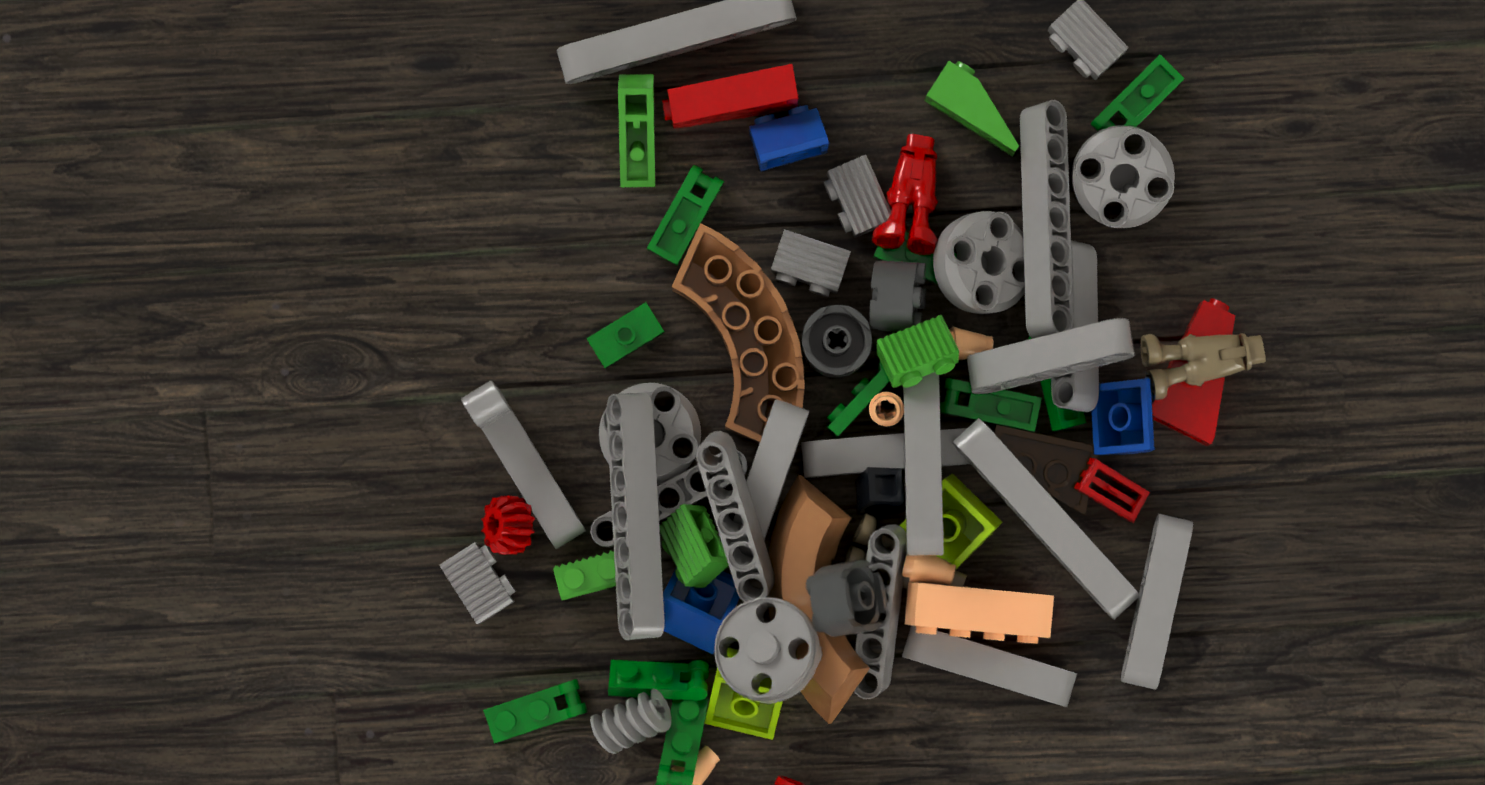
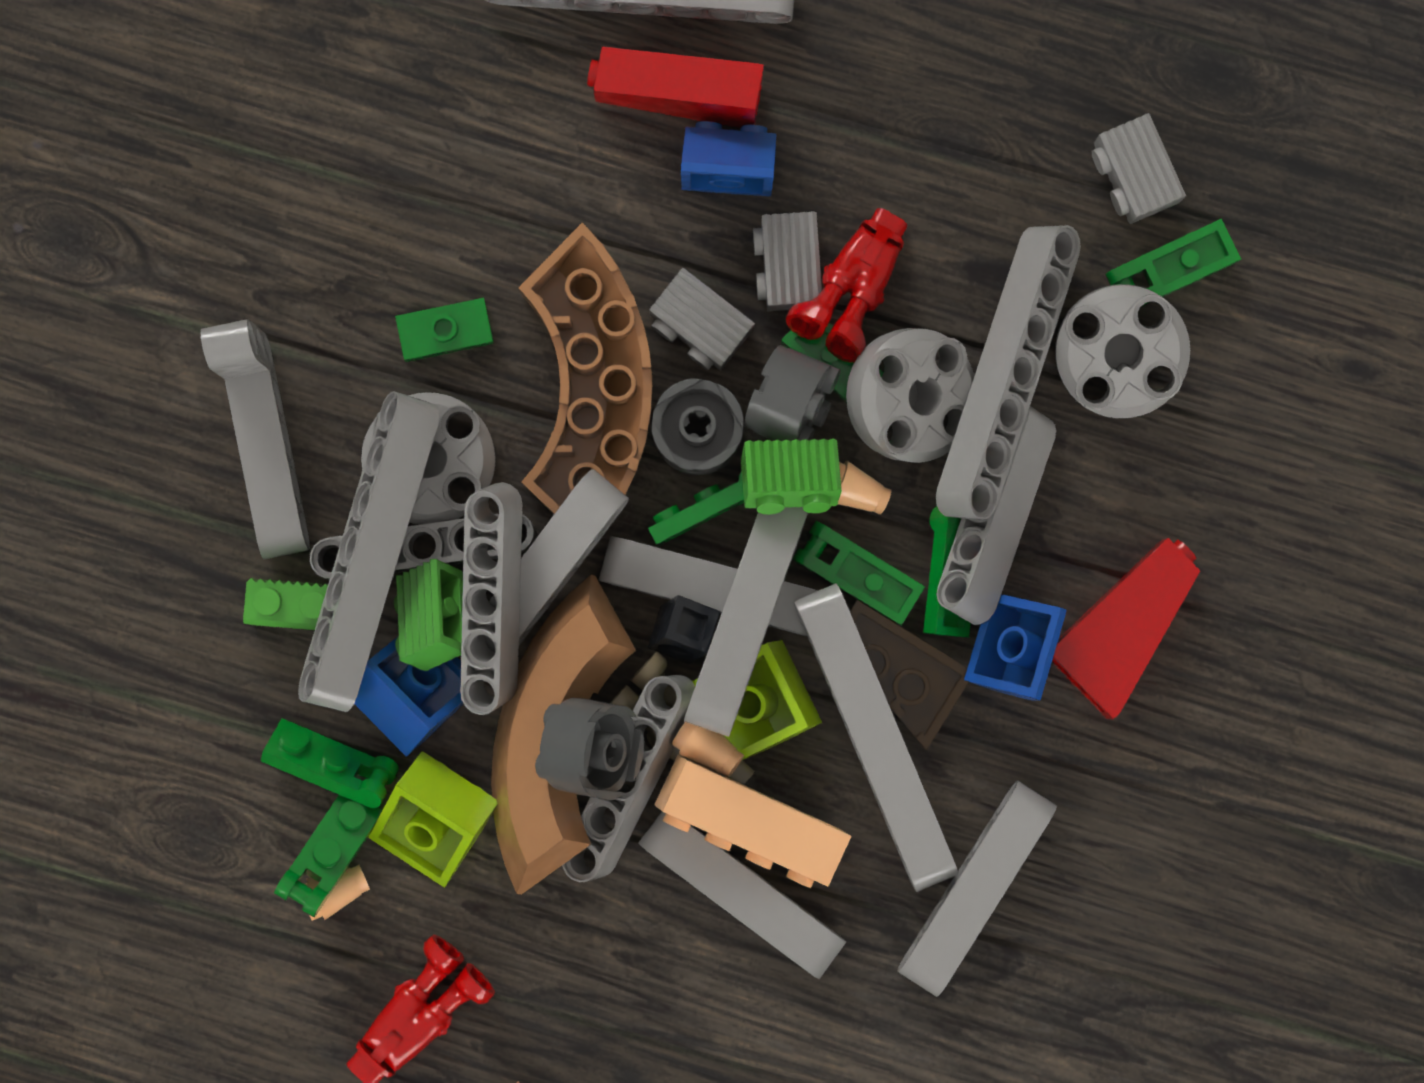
camera: 20 degrees right, 0 degrees up
(477, 582) = (153, 565): light grey brick -> none
(507, 525) = (213, 508): red gear -> none
(533, 711) = (164, 747): green plate -> none
(631, 723) = (275, 803): light grey piece -> none
(636, 130) = (548, 84): bright green slope -> none
(684, 216) = (568, 207): green plate -> none
(767, 650) = (468, 776): light grey piece -> none
(885, 416) = (721, 538): light nougat cone -> none
(967, 102) = (963, 193): bright green slope -> none
(1050, 356) = (954, 538): light grey beam -> none
(1089, 477) = (948, 705): red tile -> none
(1206, 356) = (1146, 609): dark tan piece -> none

